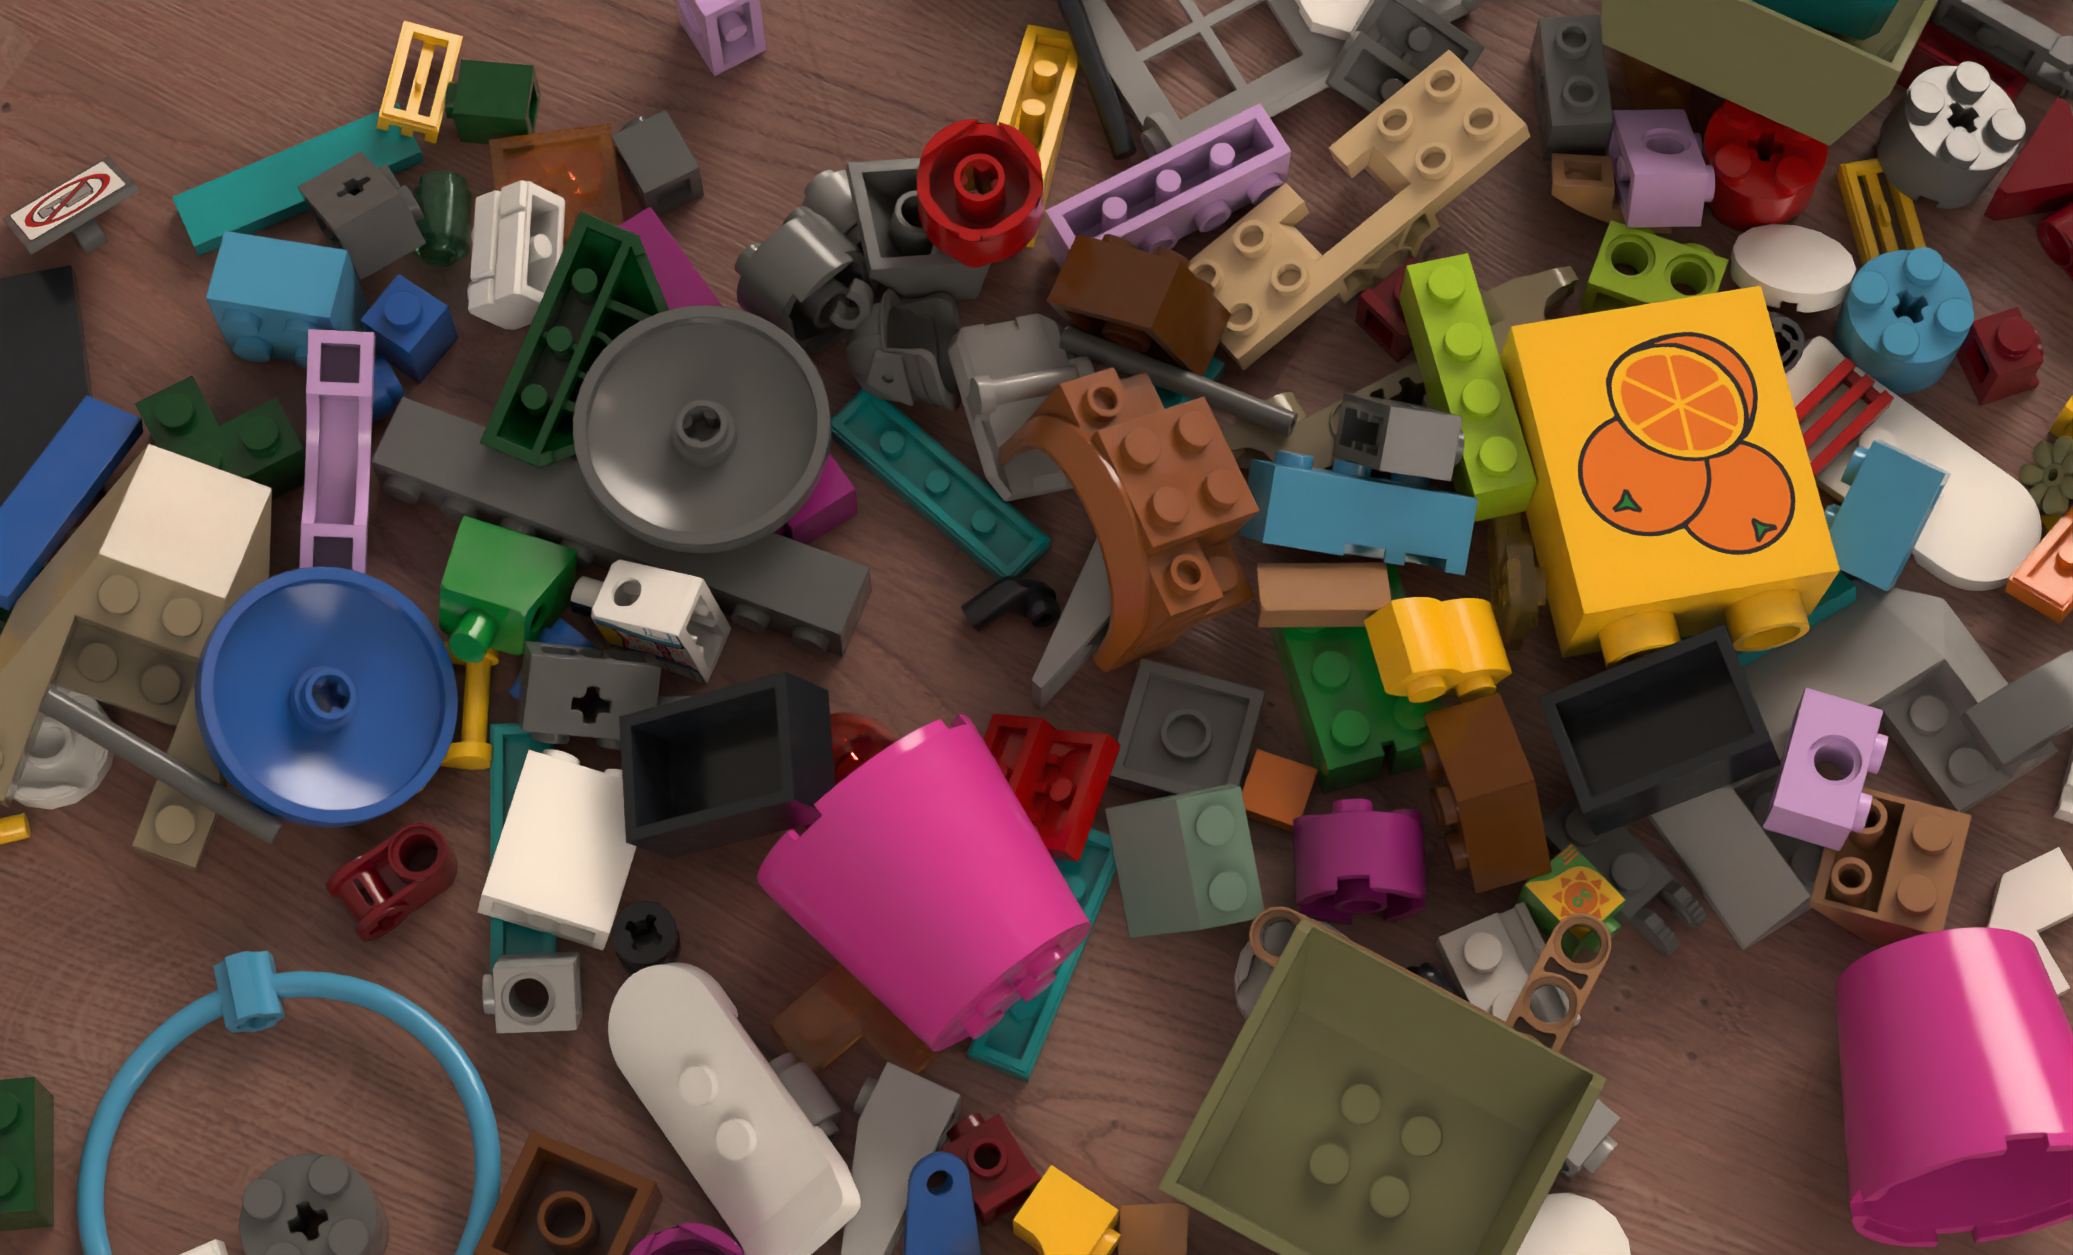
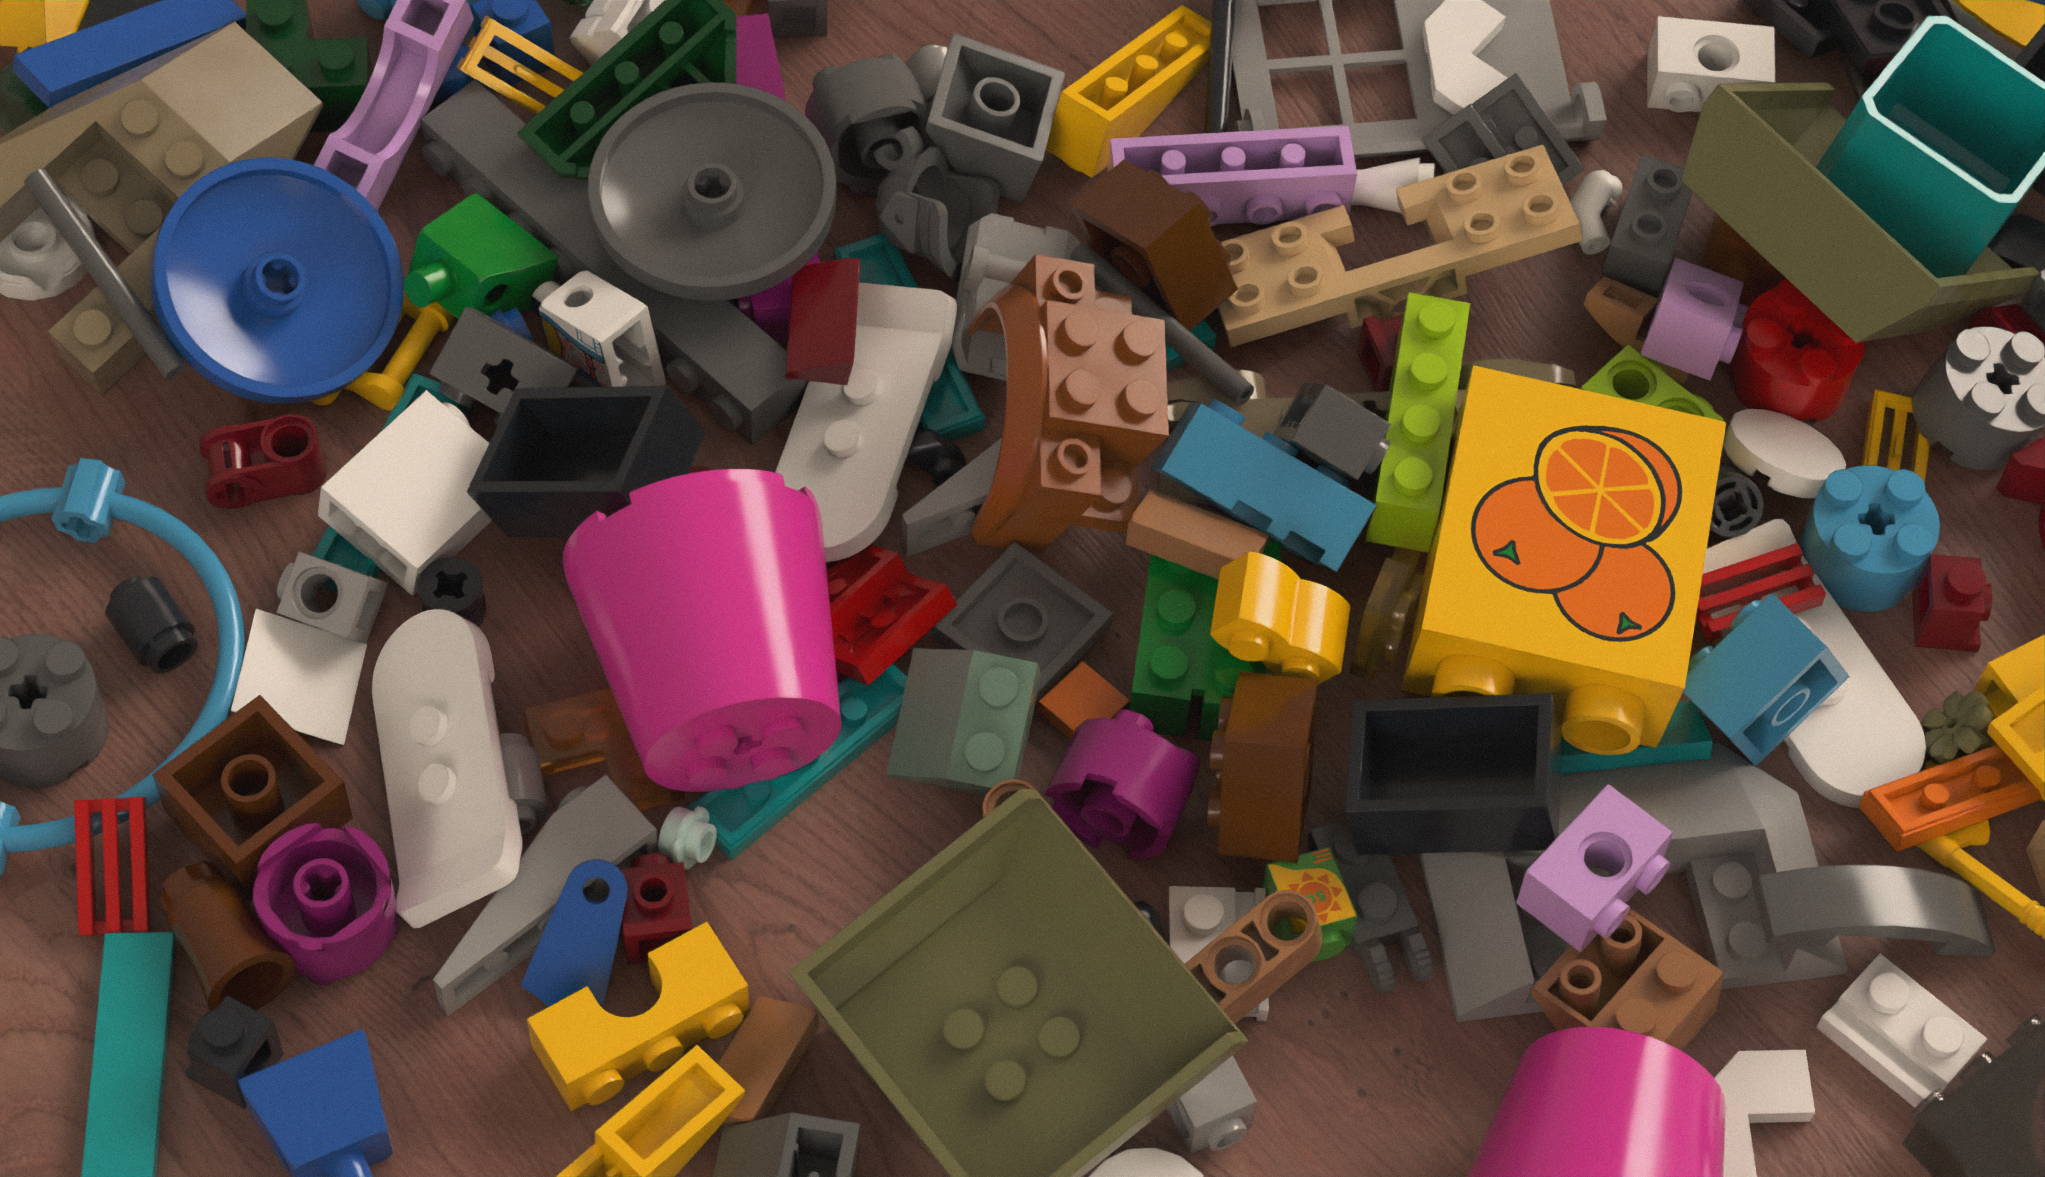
camera: 20 degrees right, 10 degrees down
(375, 1090) = (151, 623): none -> black brick
(399, 363) = (480, 47): none -> yellow tile
(543, 1084) = (302, 674): none -> white sticker
(868, 515) = (823, 321): none -> dark red slope
(937, 586) = (856, 437): none -> white piece
(984, 1082) = (687, 836): none -> light aqua plate
(987, 159) = (1052, 89): red brick -> none
(1315, 133) = (1378, 184): none -> white cone
(1501, 75) = (1588, 202): none -> white arm

